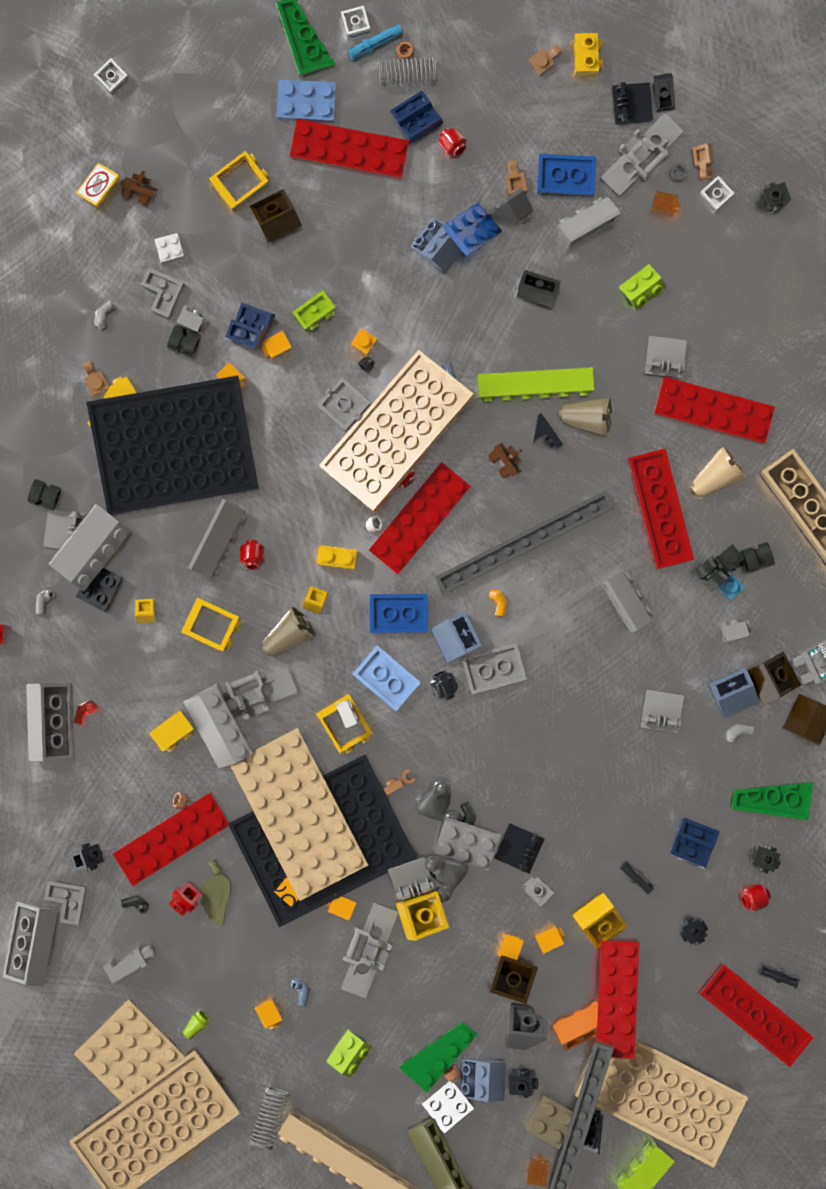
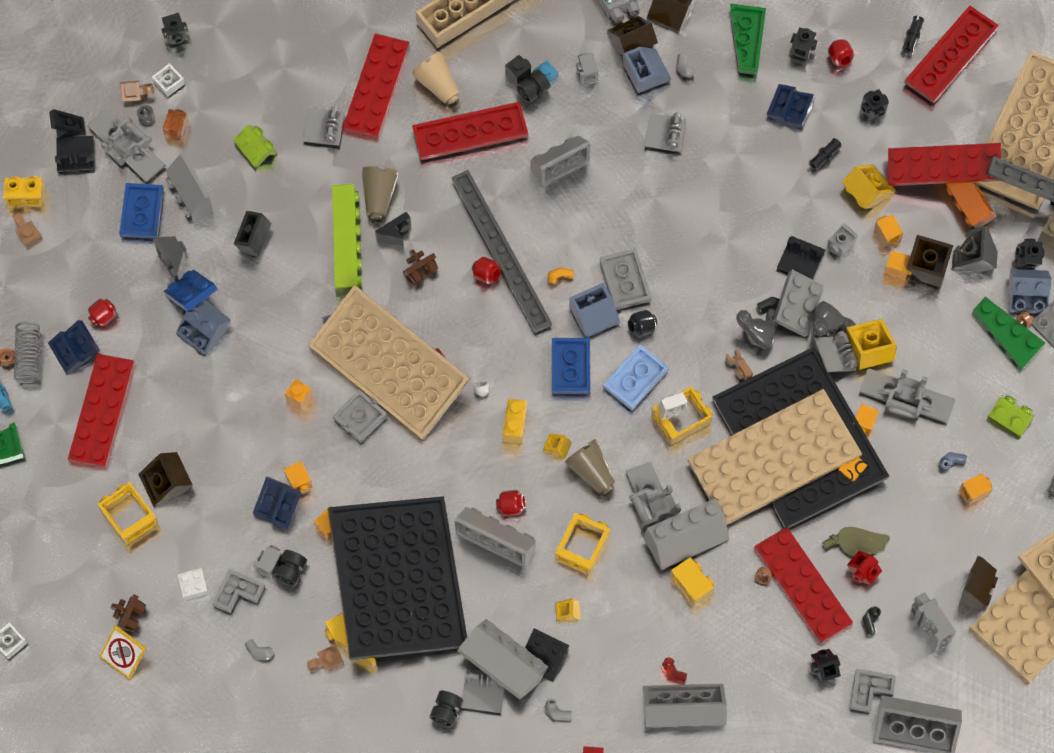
camera: 90 degrees left, 20 degrees down
(168, 1010) = (978, 584): none -> dark brown slope
(196, 1024) = (993, 558): lime cone -> none
(306, 100) = (49, 451): medium blue plate -> none
(314, 311) = (265, 441): lime bracket -> none
(366, 364) = (321, 394): black hinge -> none
(419, 518) = (476, 347): red plate -> none
(501, 527) = (486, 270): none -> red head
(515, 180) = (145, 256): medium nougat plate -> none
(758, 557) = (517, 44): pearl dark grey wheel -> none

